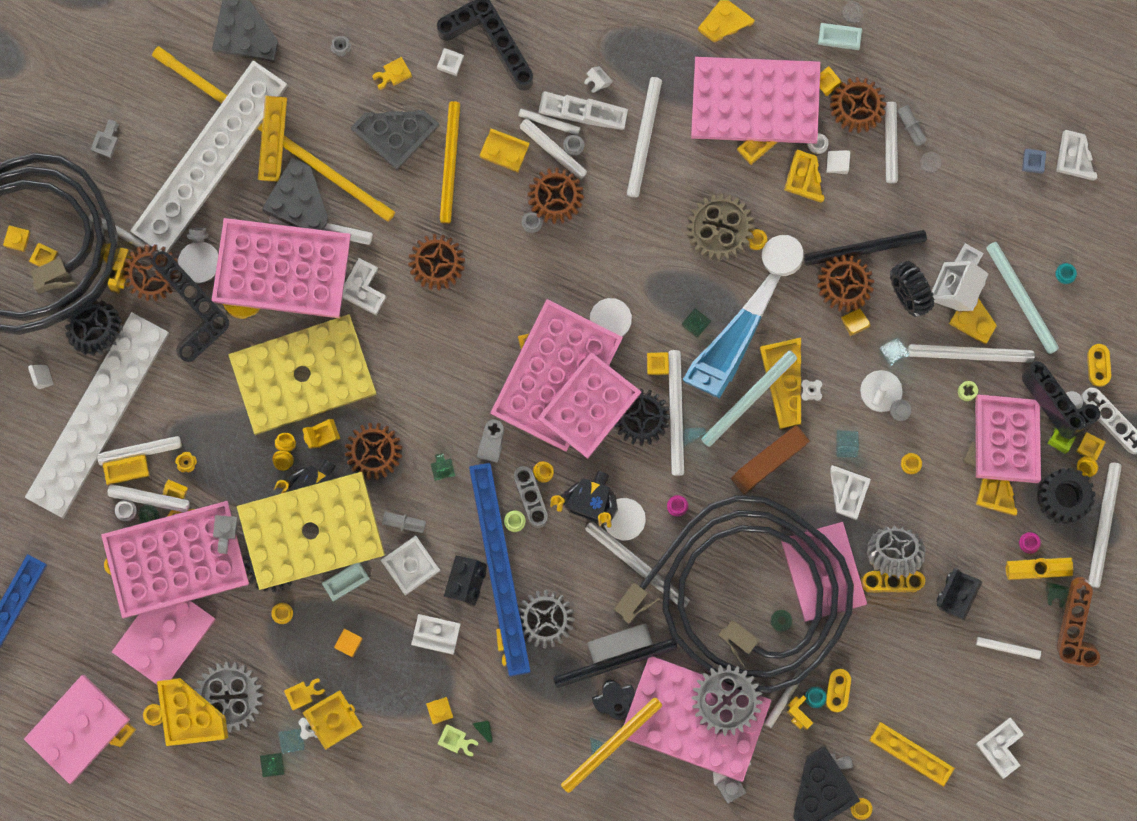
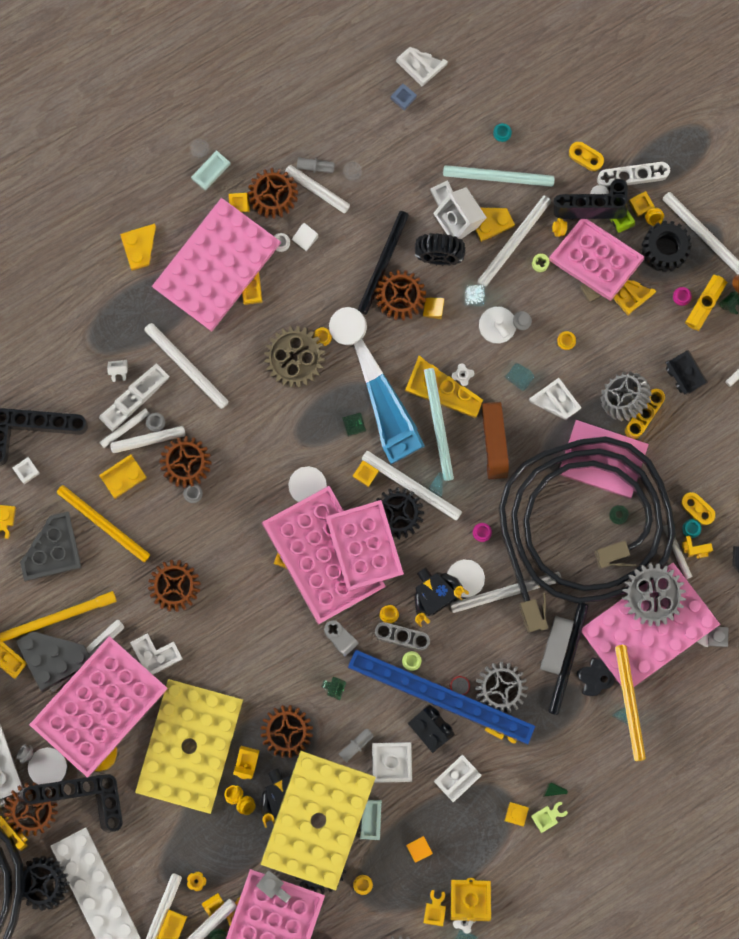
camera: 55 degrees left, 0 degrees up
(522, 580) = (460, 685): none -> flat silver tile
(804, 177) = (299, 269): yellow wing -> none
(1013, 386) = (559, 227): none -> yellow plate

